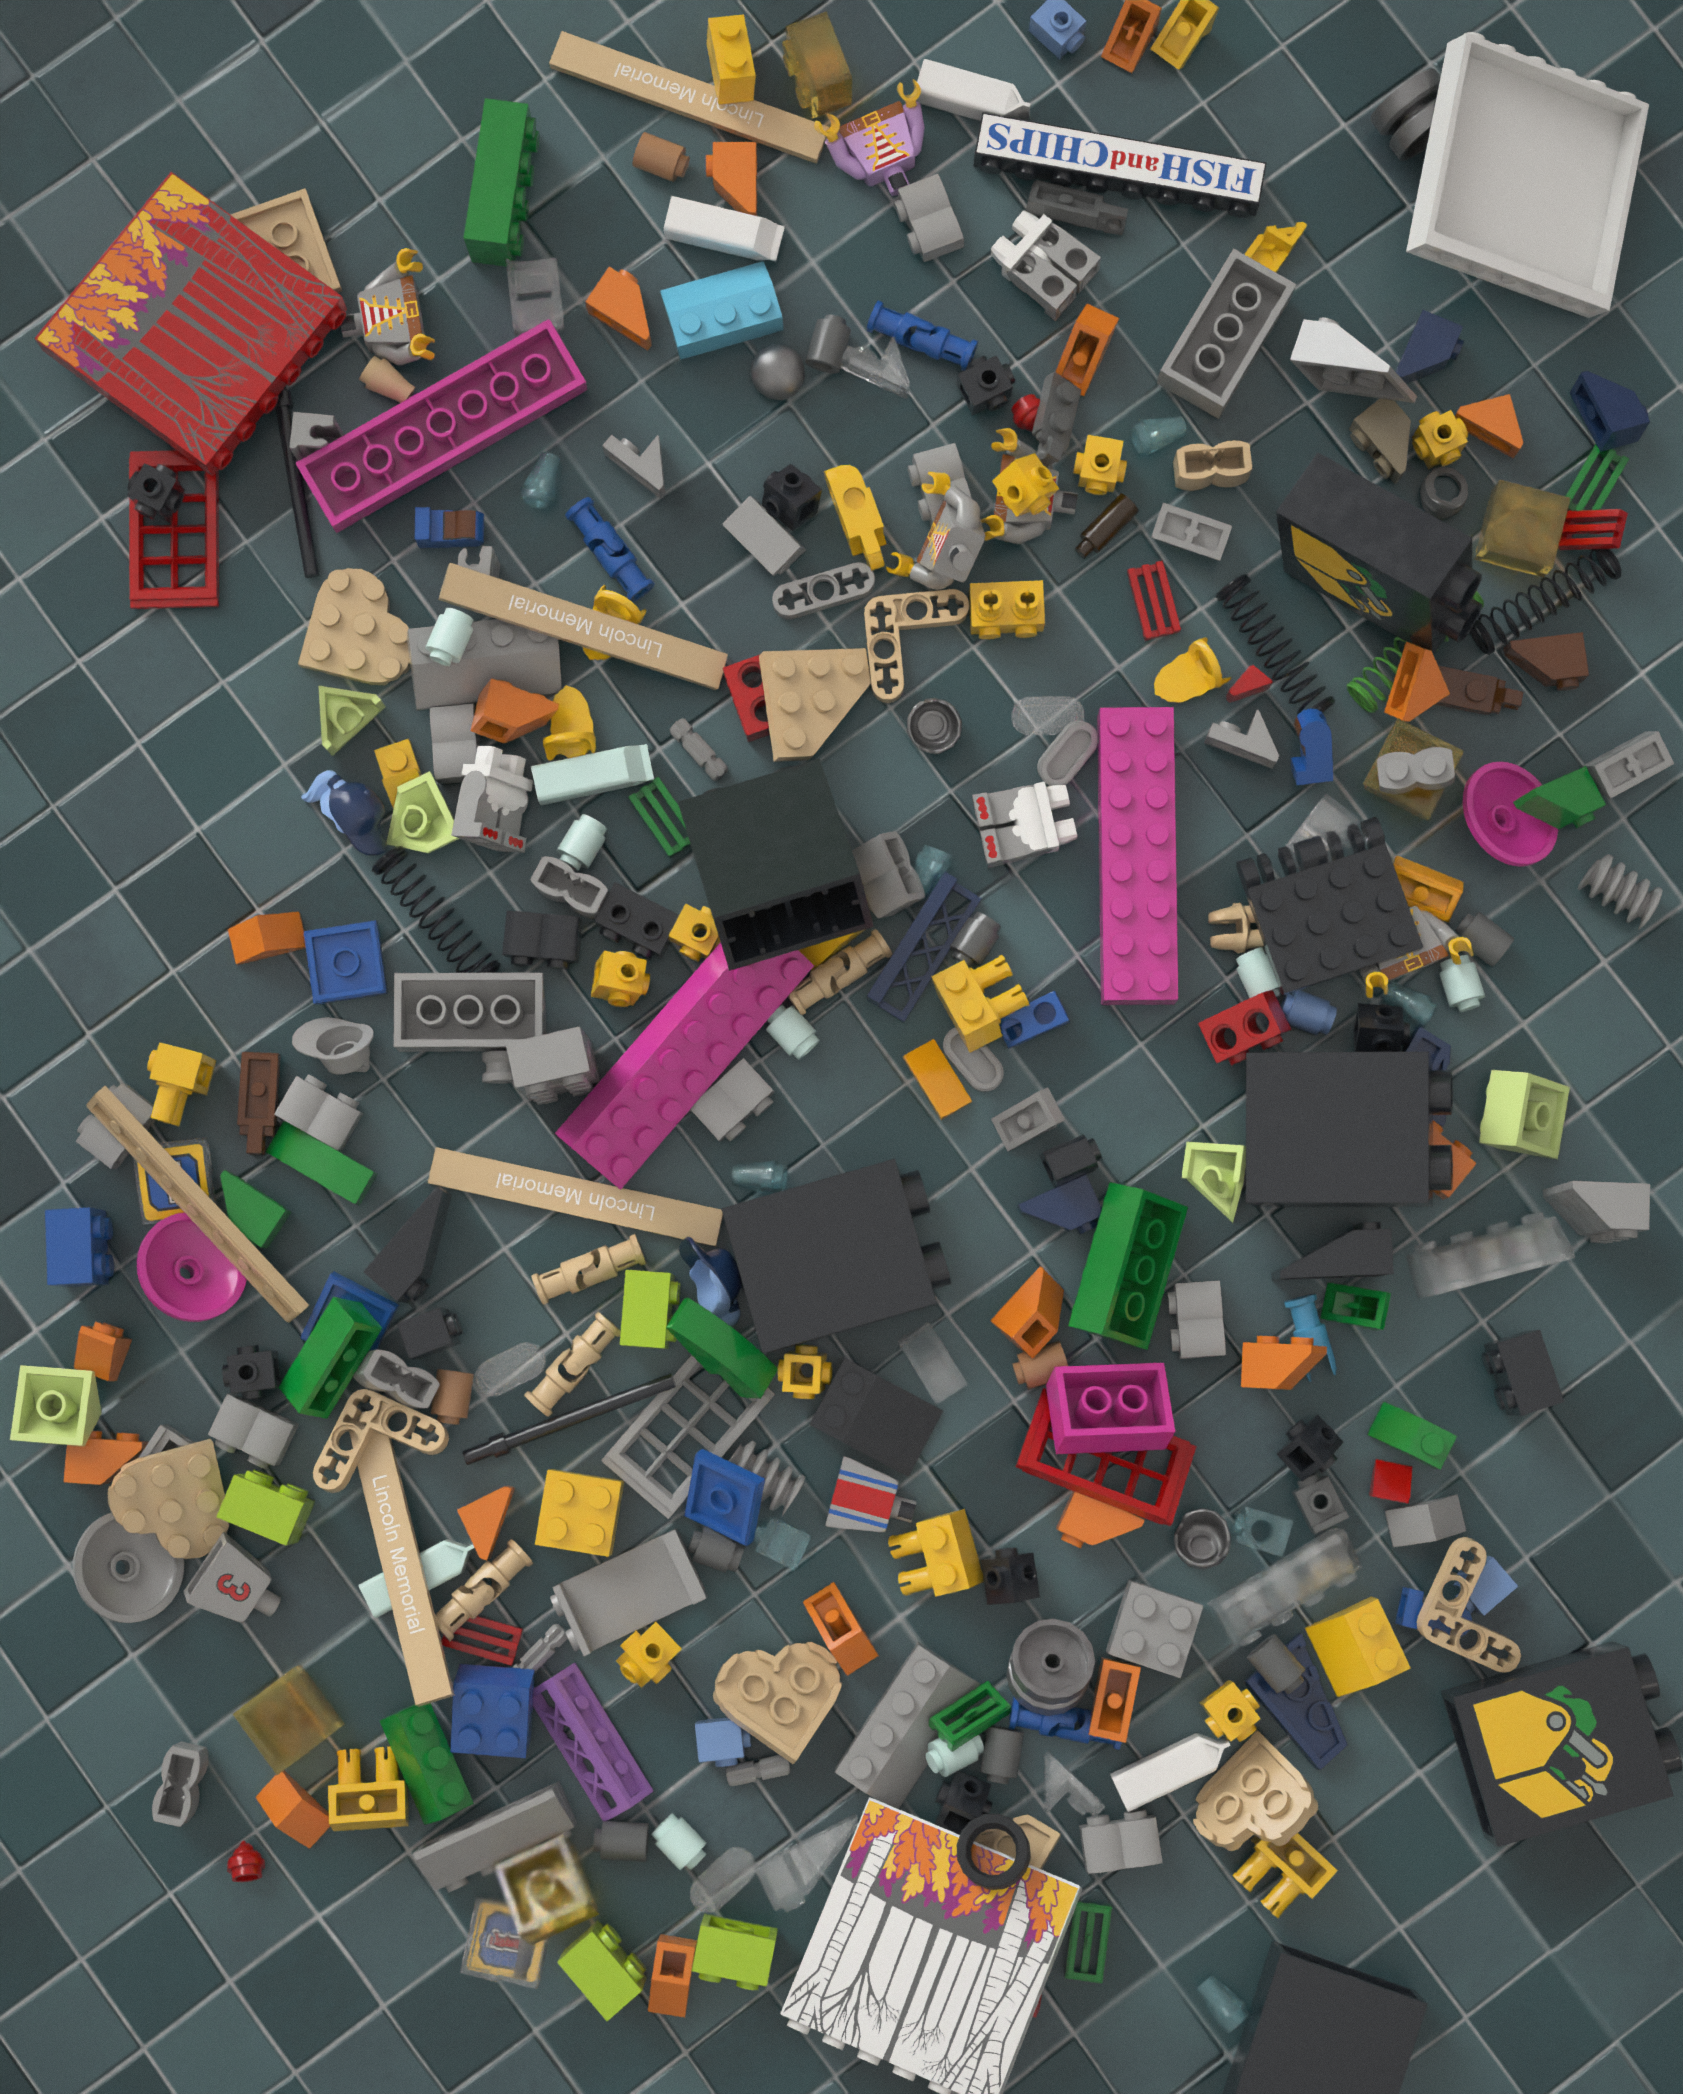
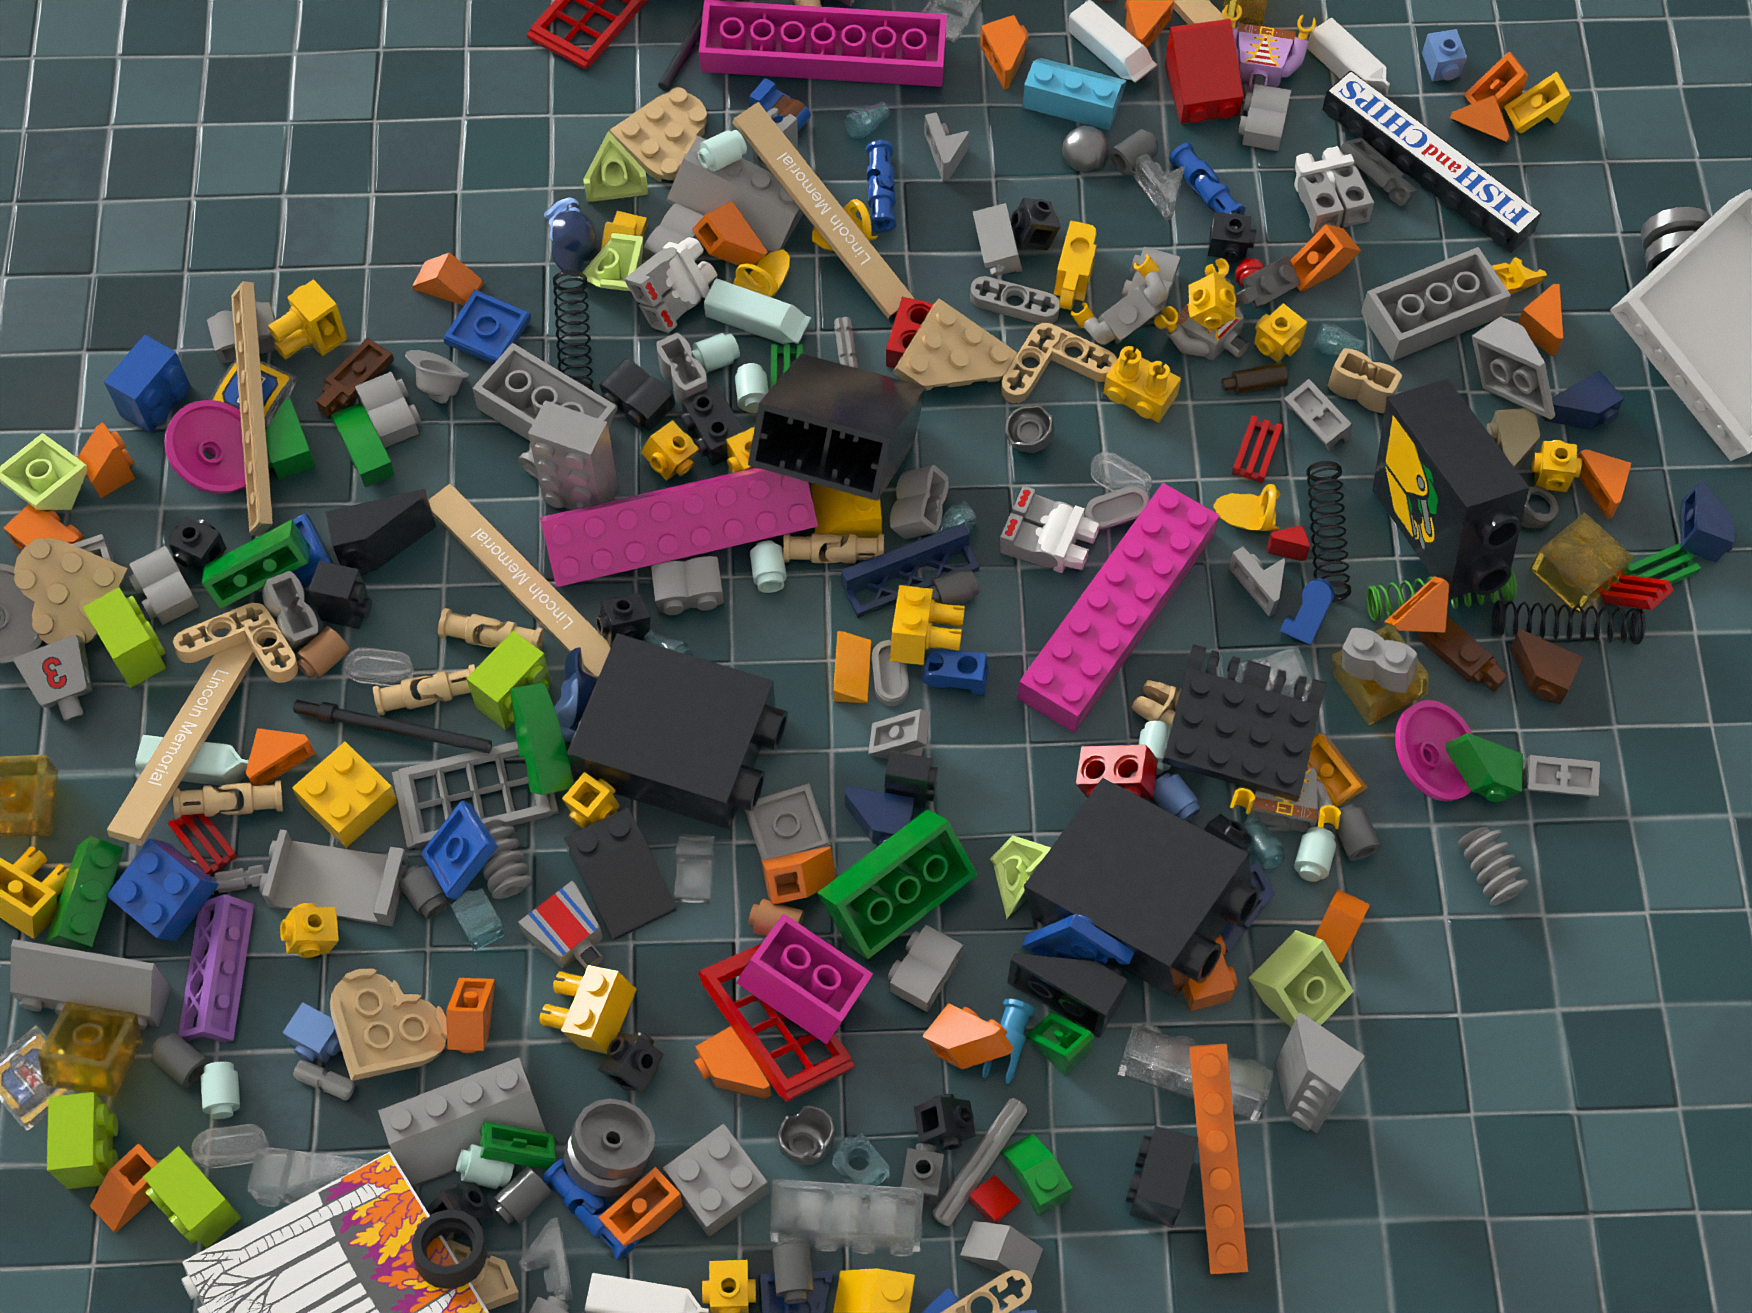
camera: 30 degrees right, 20 degrees down
(645, 857) = (750, 386): none -> light aqua brick
(702, 1177) = (623, 616): none -> black brick
(841, 210) = (1204, 71): none -> red slope
(986, 1268) = (787, 823): none -> light grey tile
(1142, 80) = (1485, 117): none -> orange slope
(1320, 1220) = (1076, 939): none -> blue wing
(1335, 279) = (1544, 320): none -> orange slope
(1357, 1457) = (979, 1162): none -> light grey axle
(1522, 1034) = (1341, 923): none -> orange slope
(1561, 1328) = (1218, 1159): none -> orange plate

